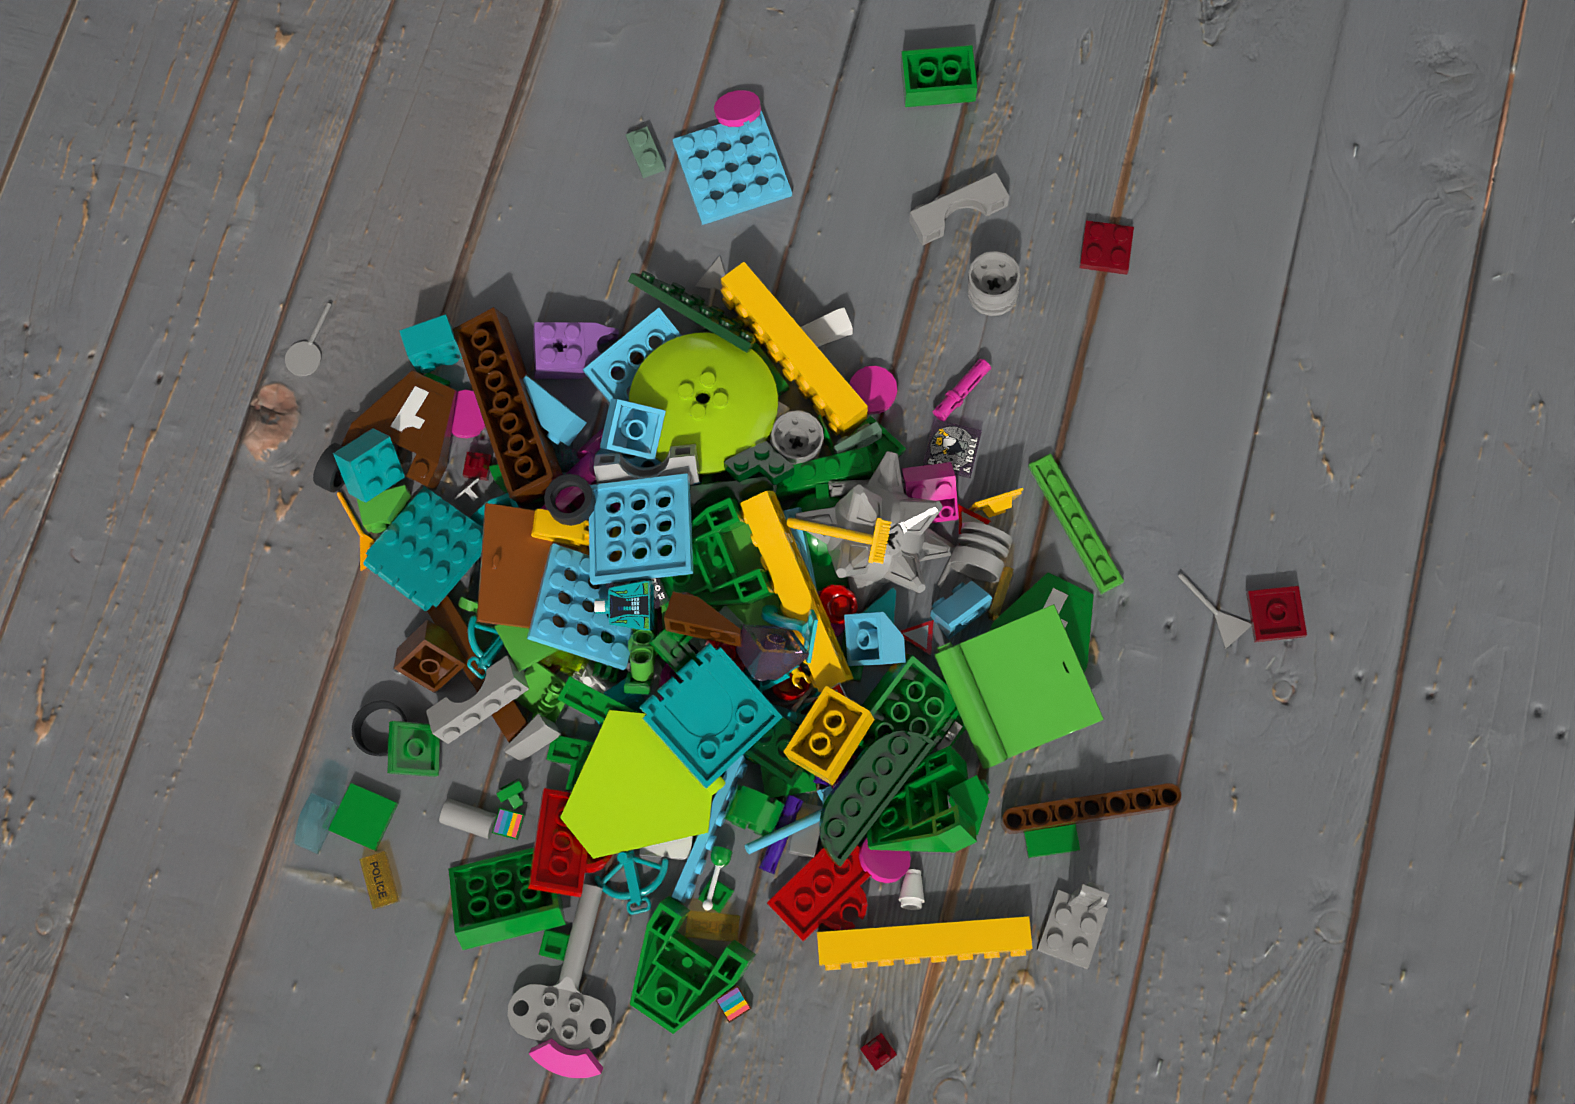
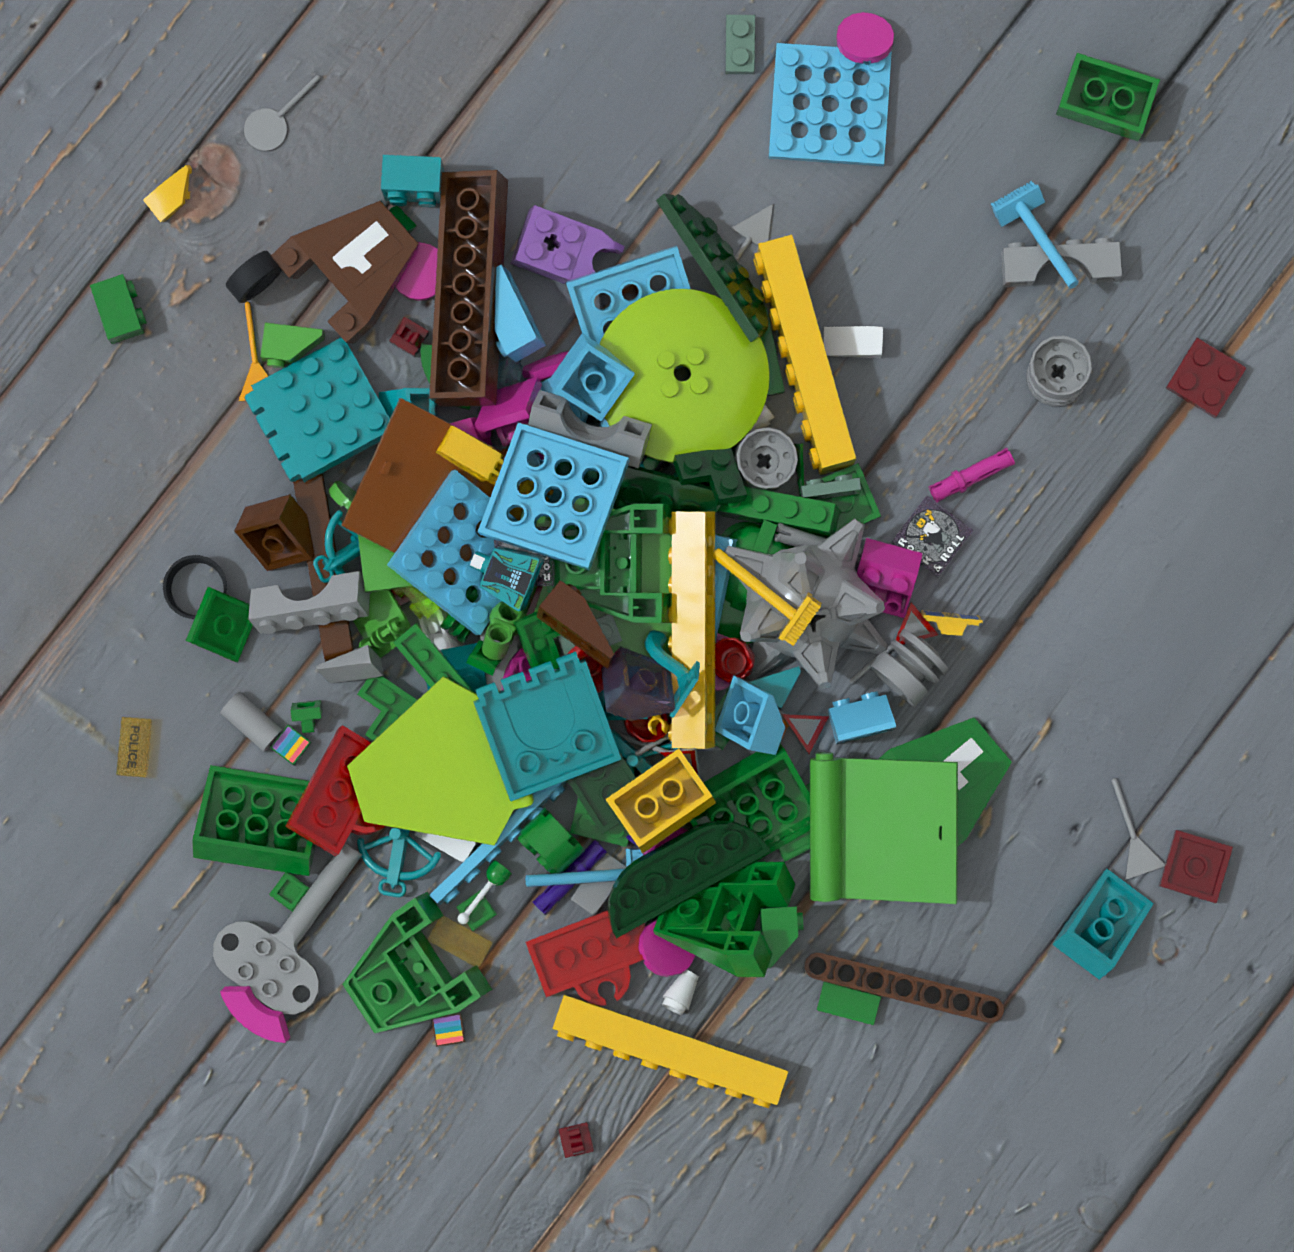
camera: 20 degrees right, 10 degrees up
(235, 537) = (118, 309): none -> green brick
(245, 435) = (170, 194): none -> yellow slope
(314, 823) = (90, 659): clear light blue slope -> none
(363, 817) = (142, 673): green tile -> none
(369, 465) = (292, 293): teal brick -> none
(472, 494) = (389, 361): light grey piece -> none
(558, 485) = (478, 414): black tyre -> none
(875, 388) = (875, 432): dark pink tile -> none
(910, 177) = (1020, 204): none -> medium azure piece
(950, 736) = (790, 850): light grey piece -> none
(1000, 593) = (912, 719): clear yellow tile -> none
(1075, 924) = (830, 1101): light grey bracket -> none
(1076, 523) = (1028, 676): bright green tile -> none
(1226, 691) = (1103, 924): none -> teal slope

